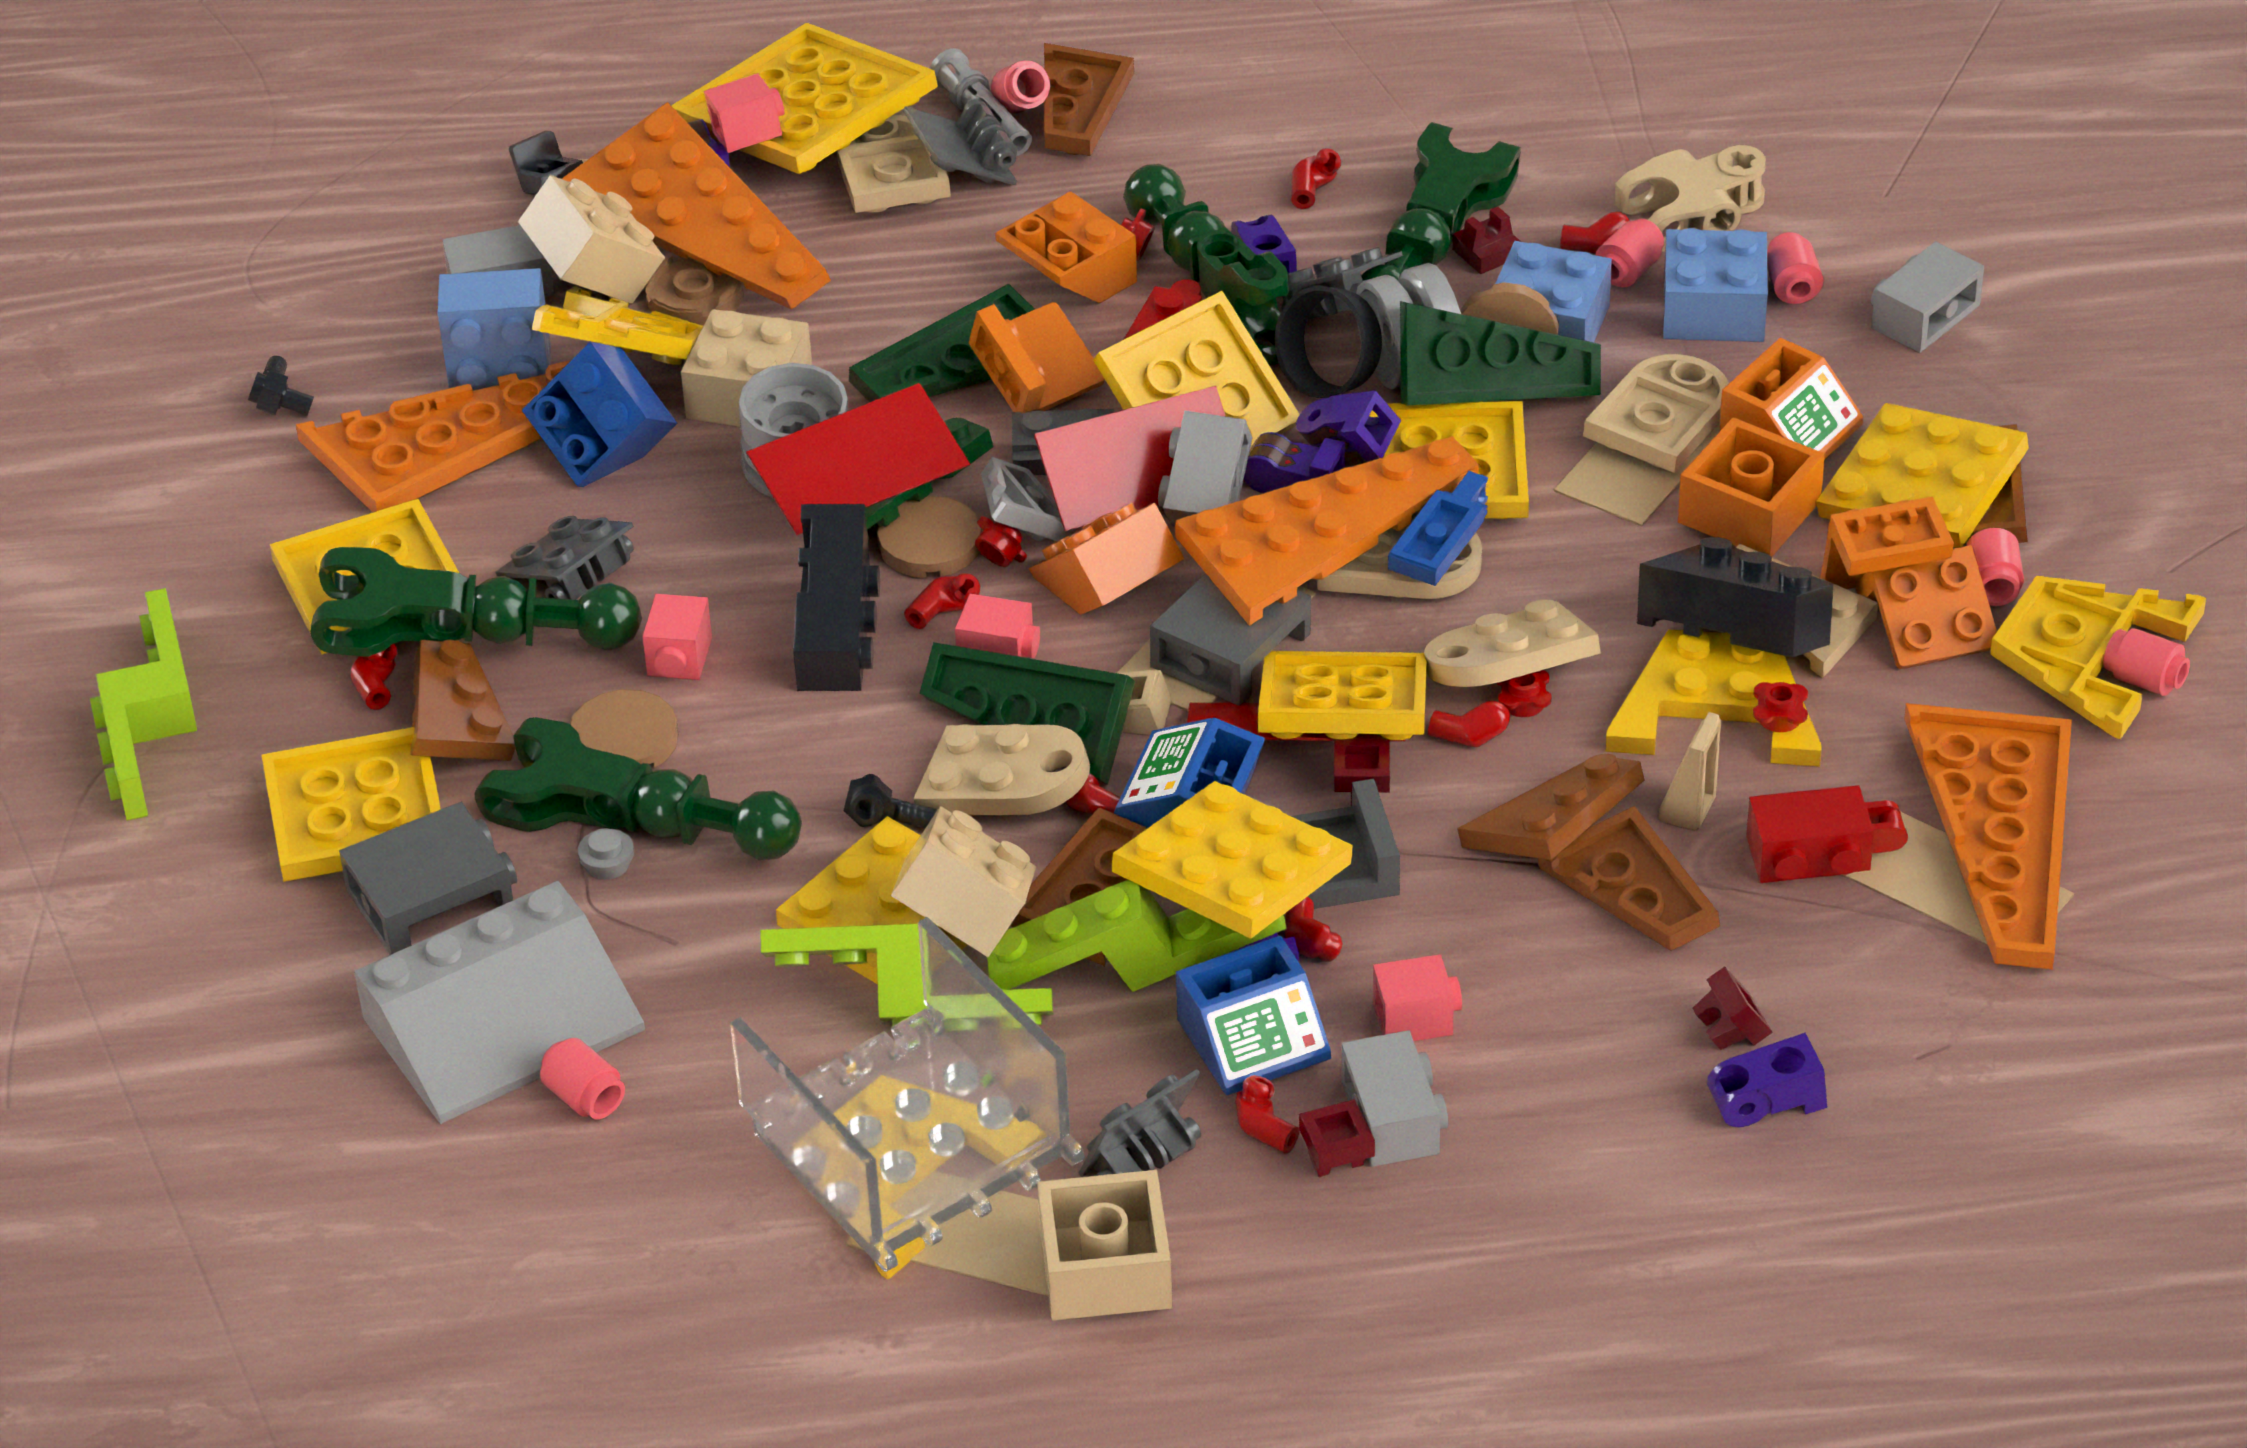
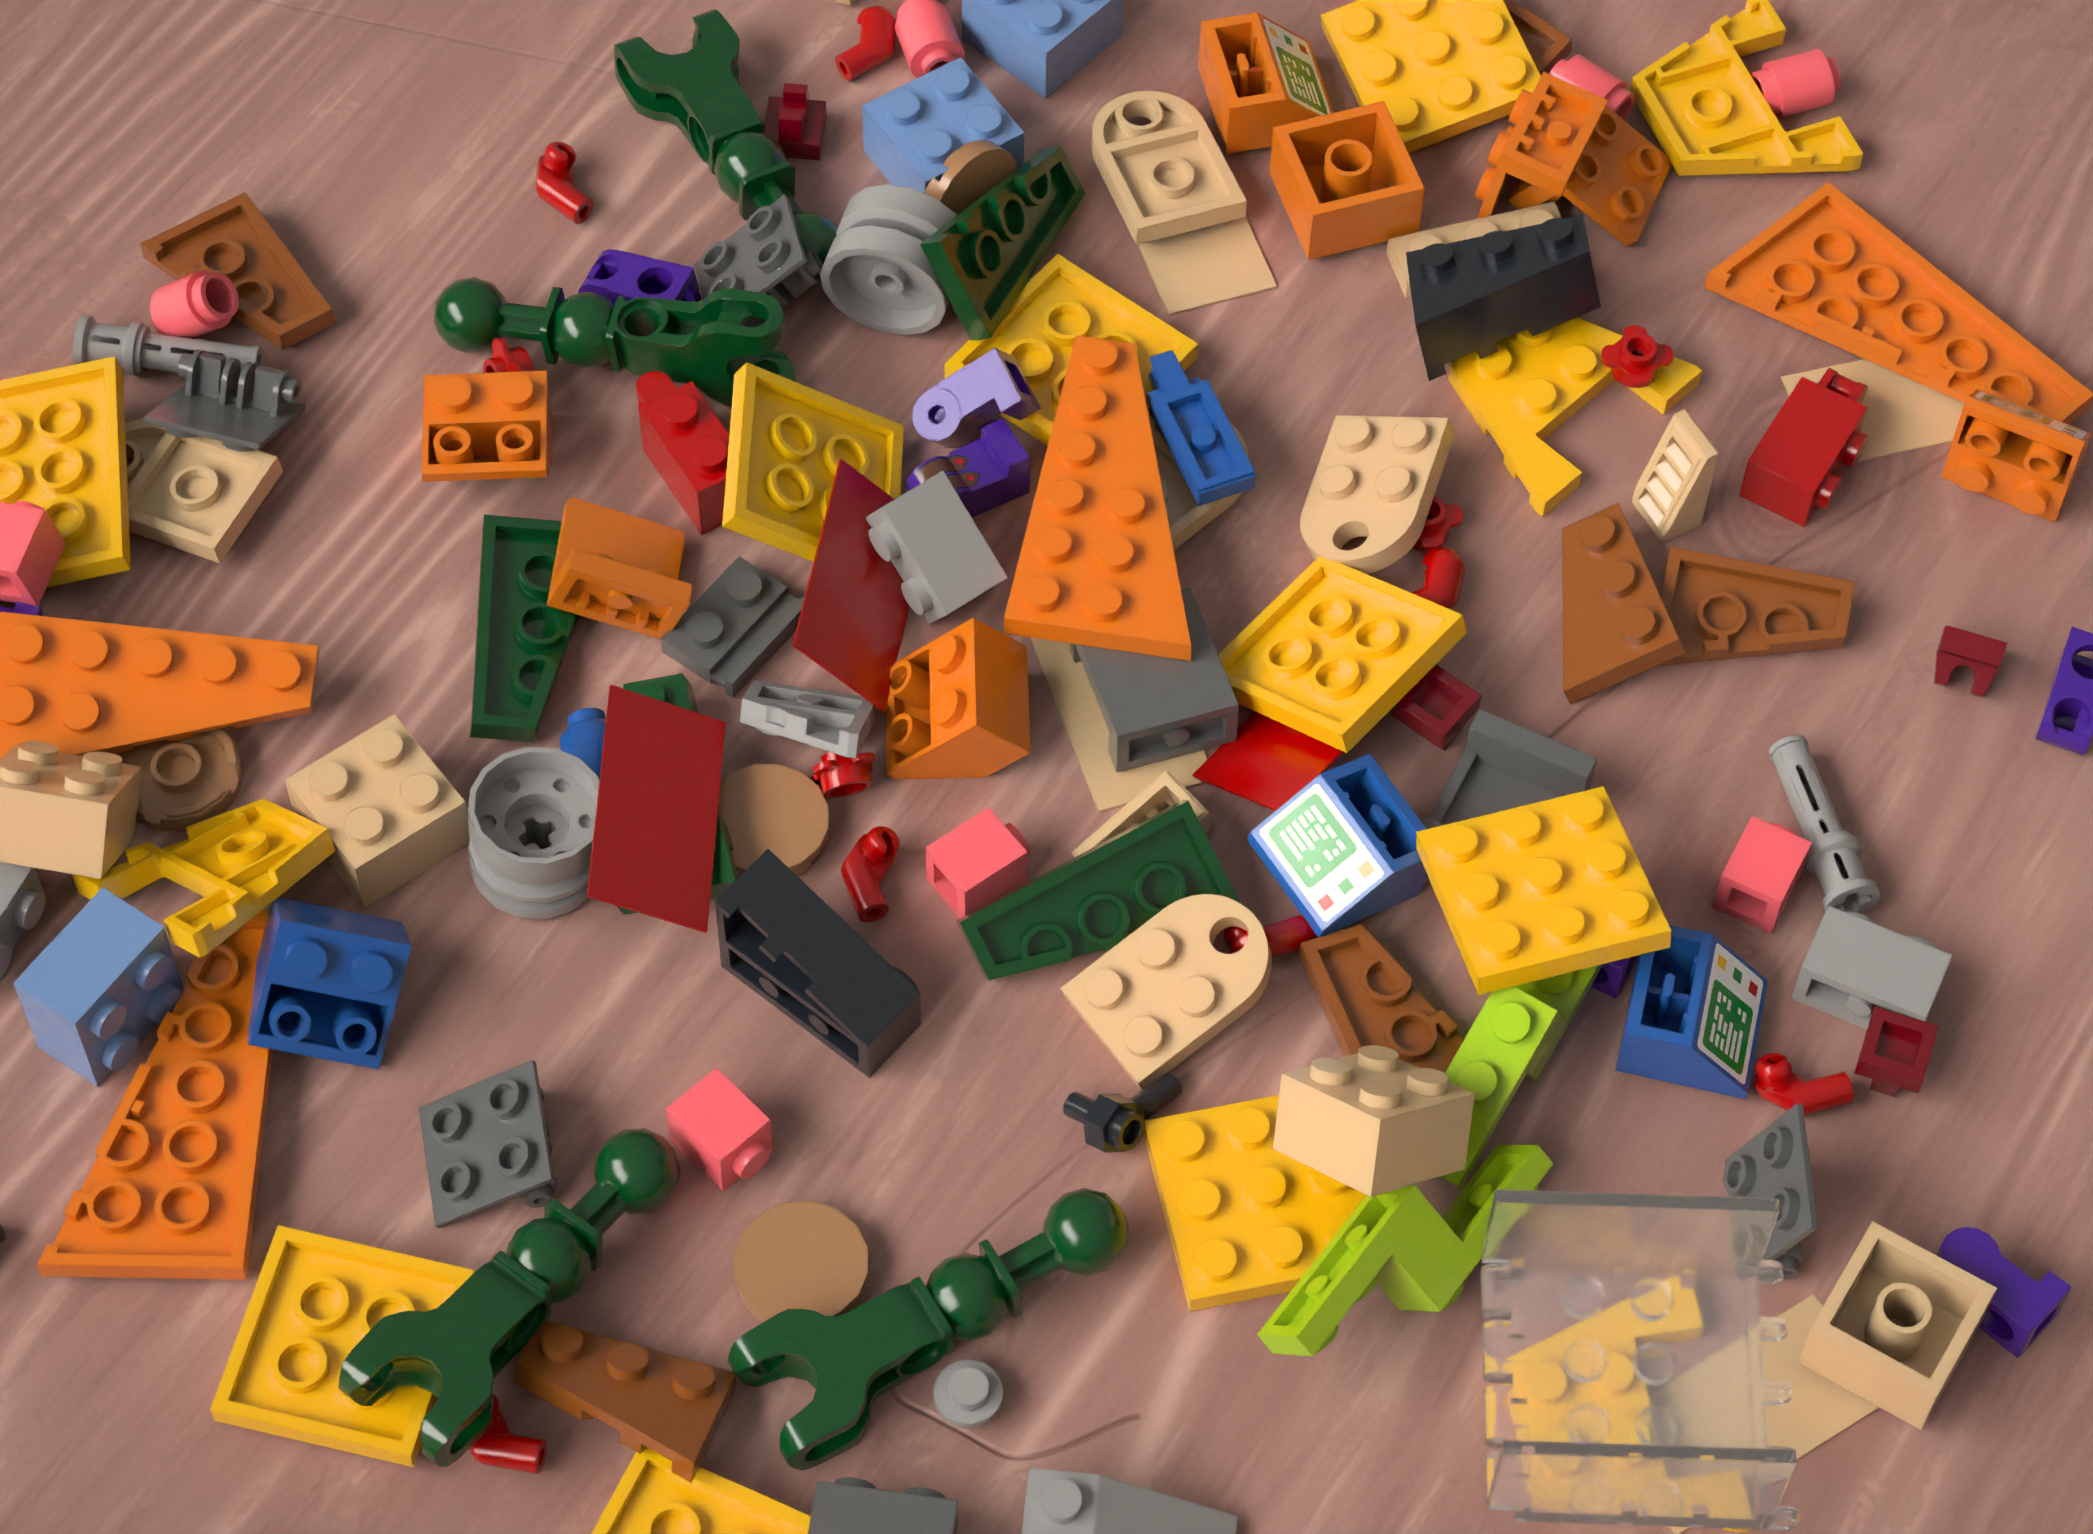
camera: 55 degrees left, 15 degrees up
(1197, 1310) = (2020, 1304): none -> dark purple leg
(1291, 346) = (866, 383): black tyre -> none
(1479, 1026) = (1833, 850): none -> light grey pin
(1941, 934) = (2015, 455): none -> orange slope

